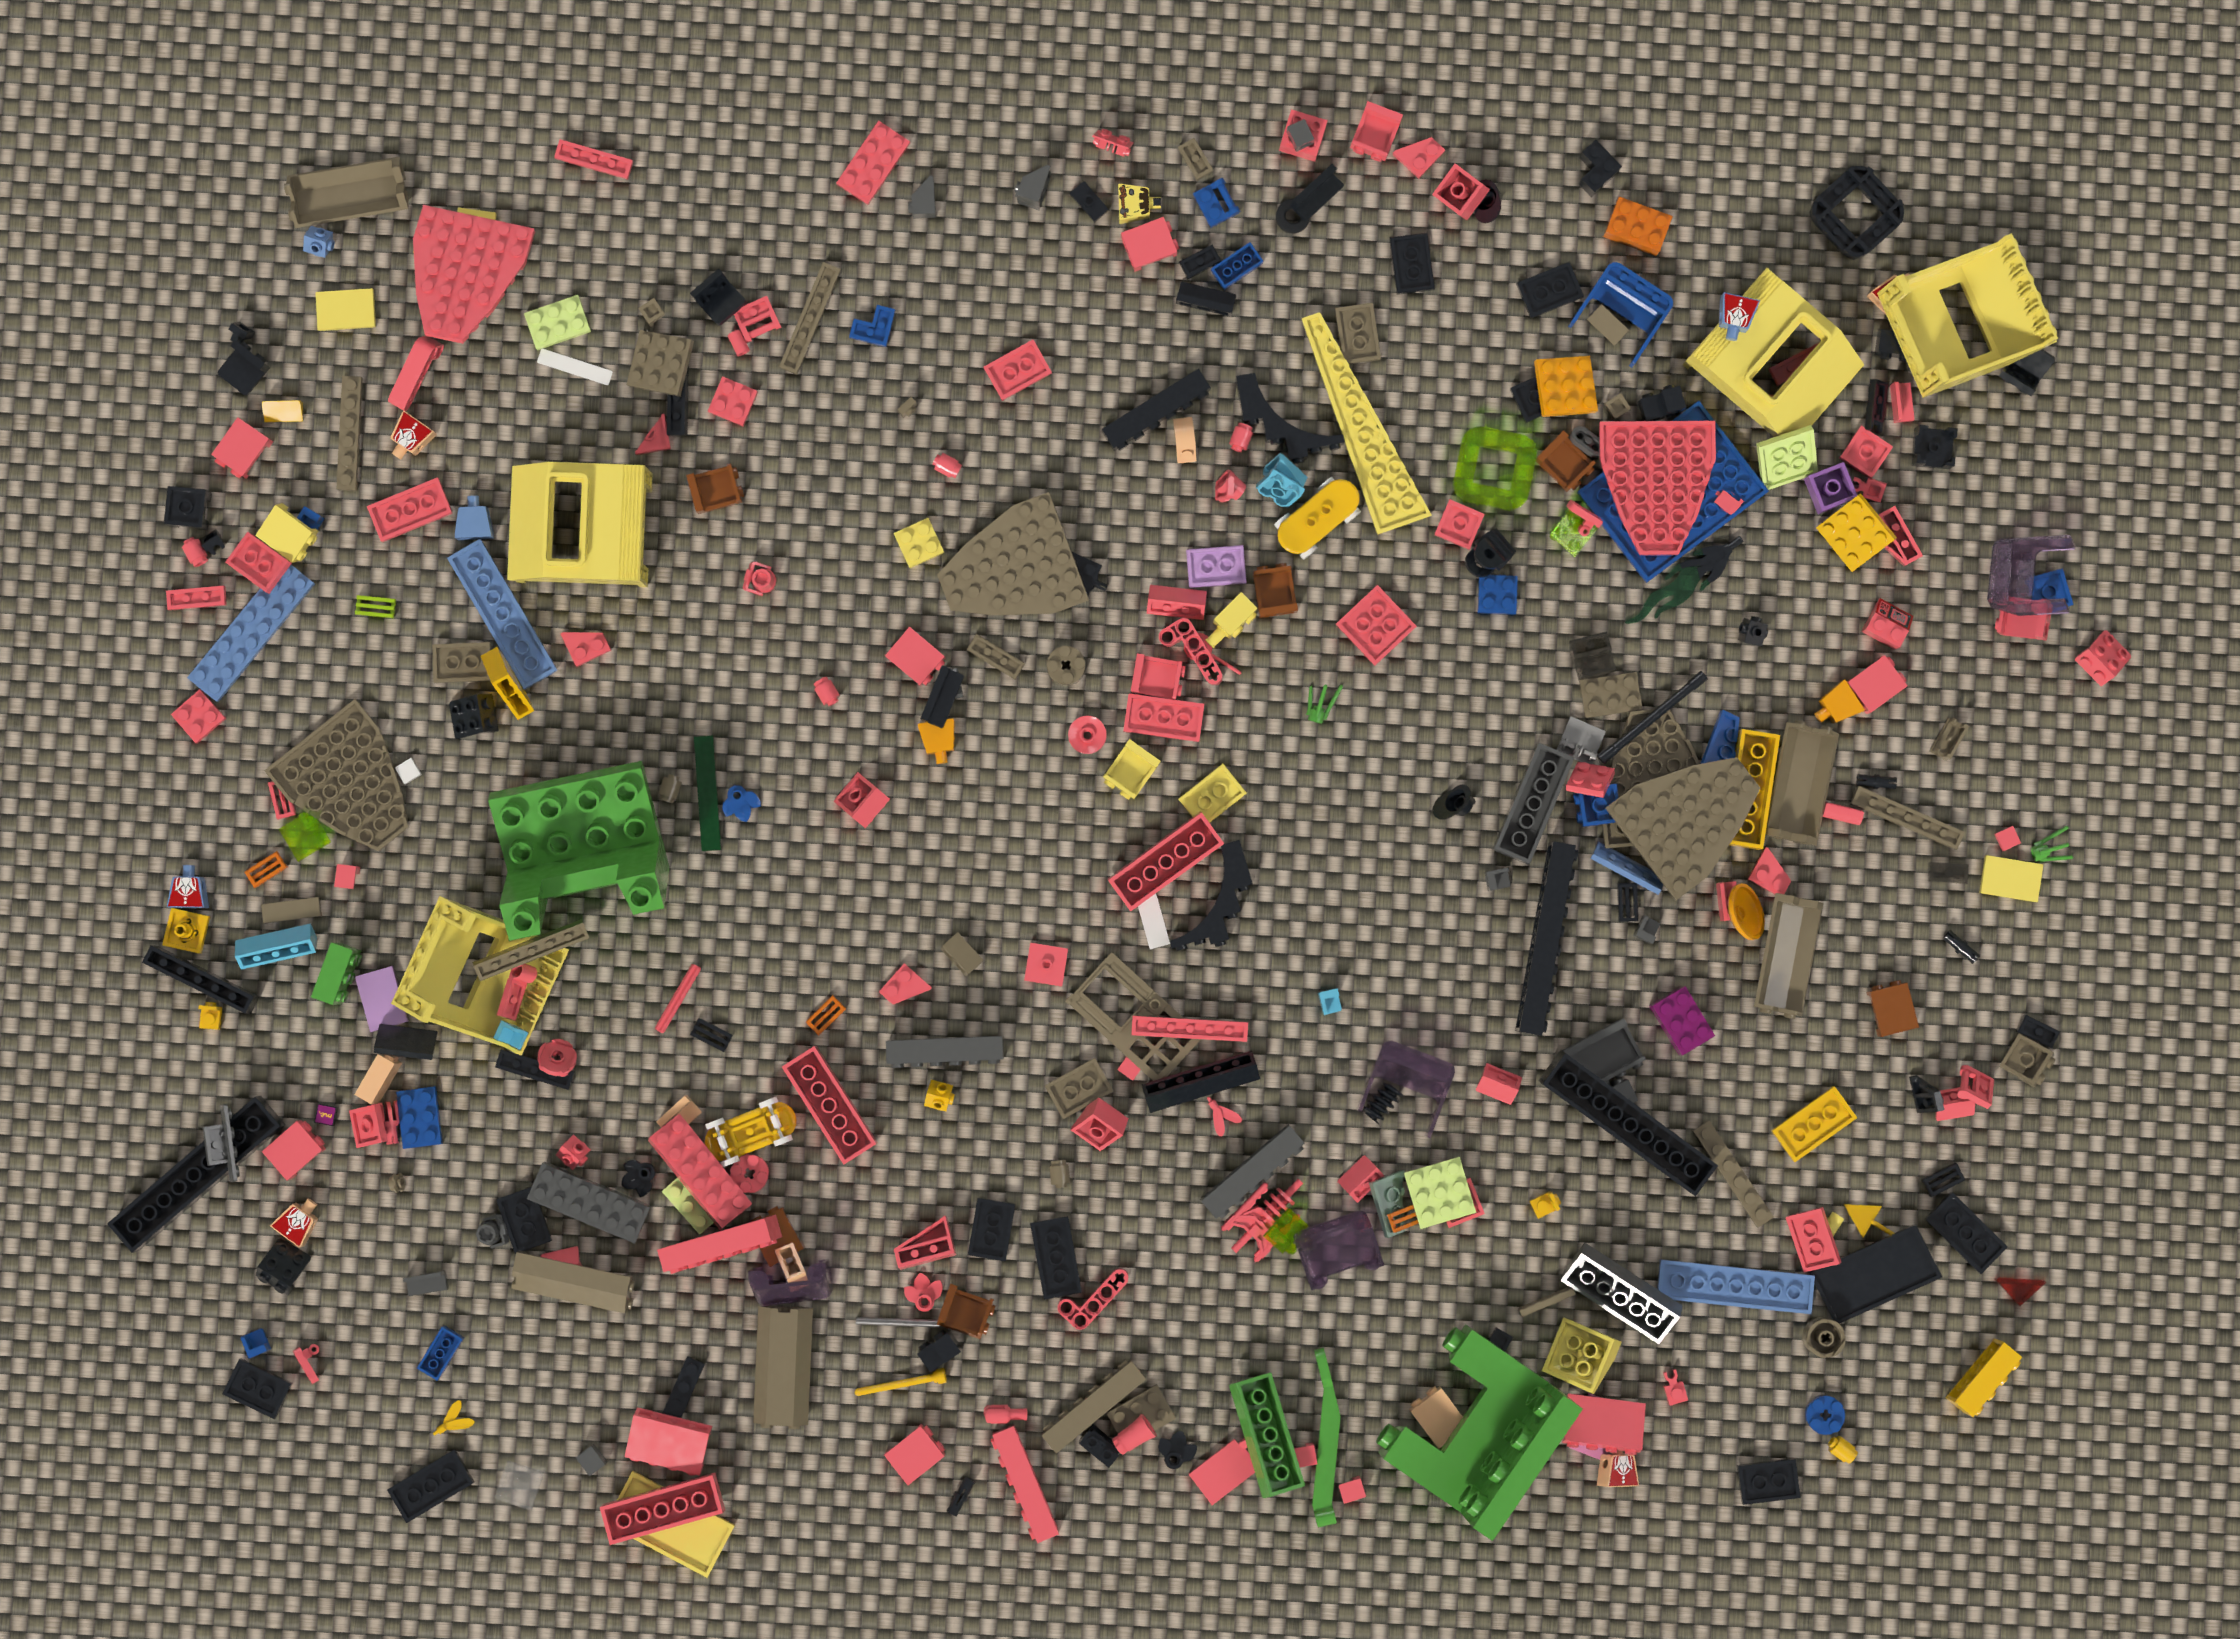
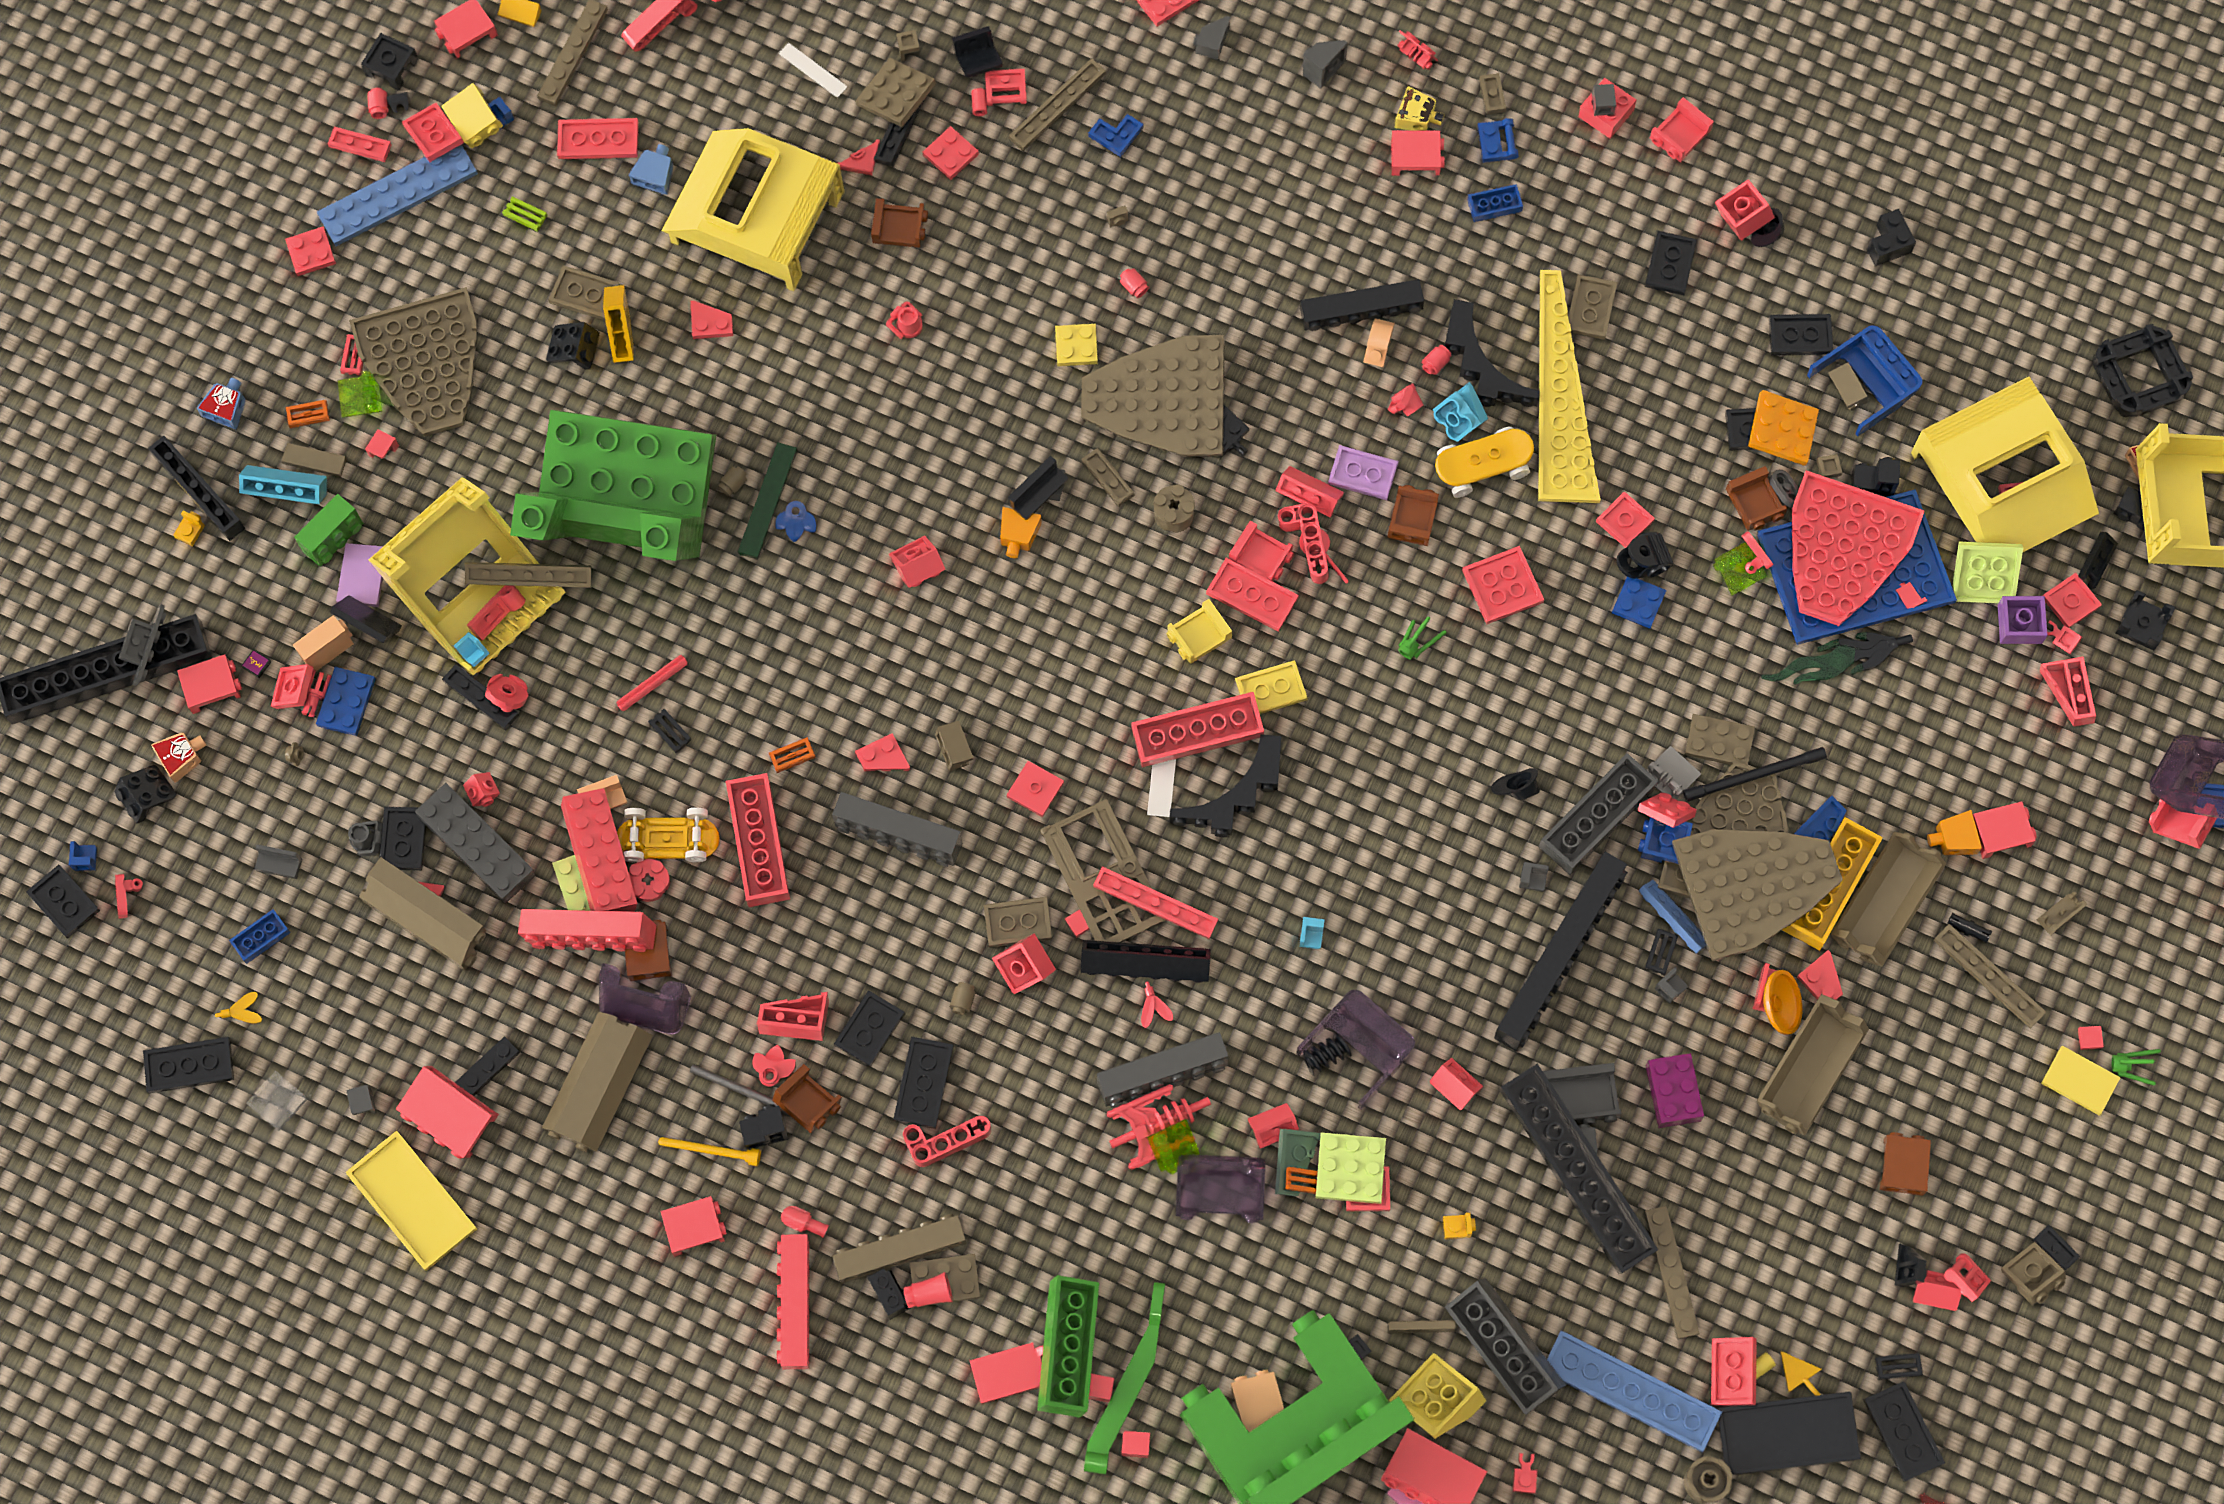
camera: 25 degrees right, 15 degrees down
(178, 928) = (199, 437): yellow plate -> none
(408, 771) = (486, 373): white tile -> none
(410, 436) = (629, 73): torso -> none
(502, 614) = (643, 263): medium blue plate -> none
(557, 322) = (814, 24): yellowish green plate -> none
(635, 1177) = (533, 841): black plate -> none
(662, 1508) = (410, 1175): coral brick -> none
(794, 1270) = (651, 965): light nougat torso -> none
(826, 691) = (926, 447): coral brick -> none
(915, 657) = (1027, 445): coral panel -> none
(939, 1095) = (872, 873): yellow brick -> none
(967, 1484) = (722, 1289): black pin -> none
(1017, 370) = (1239, 221): coral plate -> none
(1089, 201) = (1373, 96): black plate -> none
(1091, 725) = (1171, 573): coral dish -> none
(1177, 1447) = (969, 1328): black plate -> none
(1200, 262) = (1459, 186): black plate -> none
(1206, 299) = (1451, 223): black panel -> none
(1231, 619) = (1360, 522): light yellow brick -> none
(1284, 224) = (1573, 167): black tyre -> none
(1317, 193) = (1600, 163): black panel -> none
(1419, 156) = (1716, 168): coral wing -> none
(1488, 495) = (1665, 502): clear neon green plate -> none
(1592, 655) = (1714, 692): clear smoke brick -> none
(1637, 226) = (1911, 305): orange brick -> none
(1736, 314) = (1982, 405): torso -> none
(1753, 631) = (1891, 729): black brick -> none
(1814, 1124) = (1778, 1252): yellow plate -> none
(1843, 813) = (1921, 945): coral brick -> none
(1856, 532) = (2033, 670): yellow plate -> none
(1888, 624) = (2035, 776): coral slope -> none
(1902, 402) = (2126, 567): coral panel -> none
(1948, 872) = (2014, 1047): clear smoke plate -> none
(1961, 947) = (2002, 1129): black pin -> none

